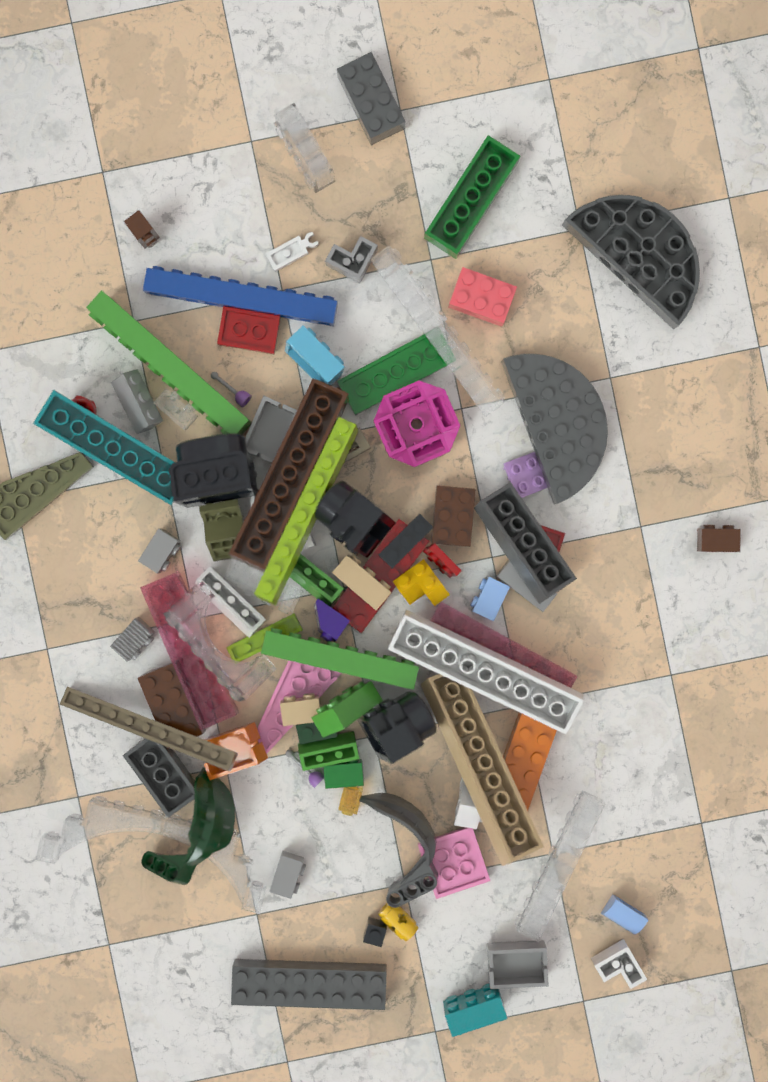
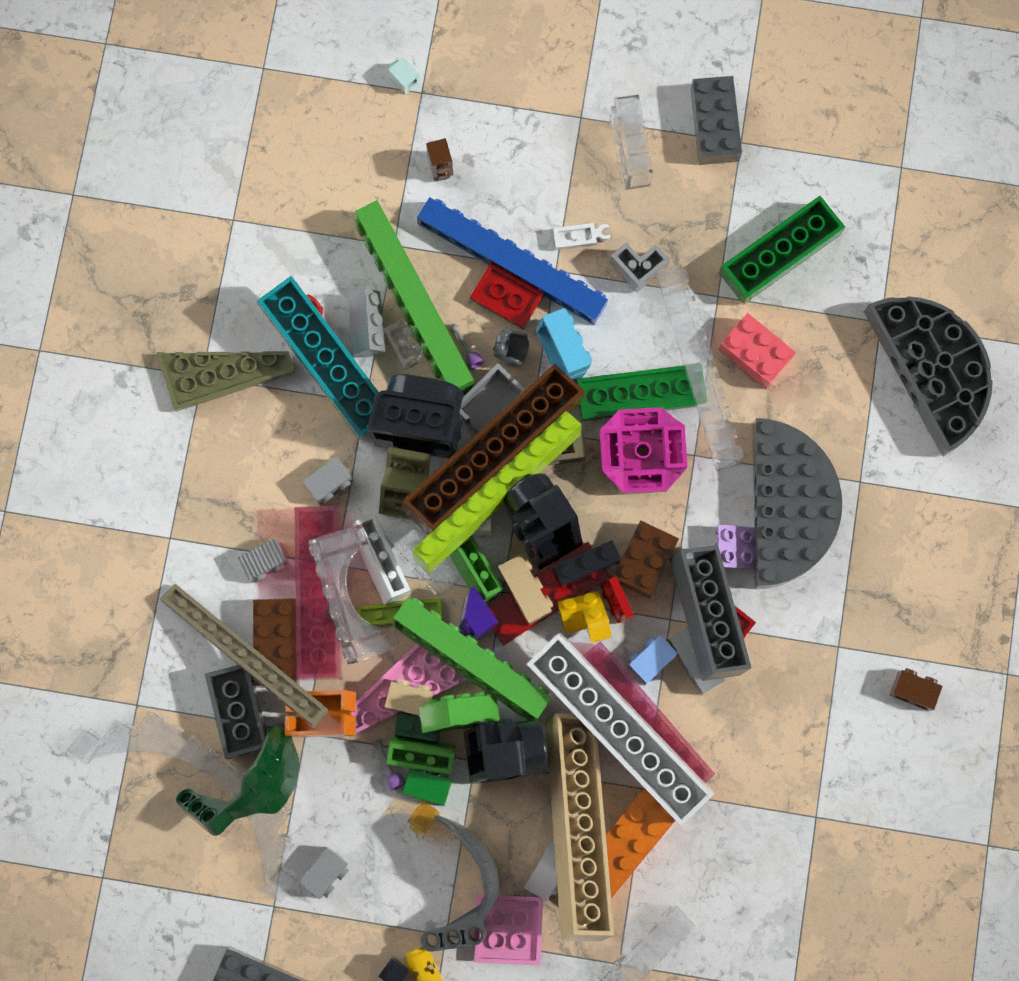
camera: 20 degrees right, 10 degrees down
(79, 162) = (403, 75): none -> light aqua brick
(270, 375) = (511, 347): none -> dark grey hair

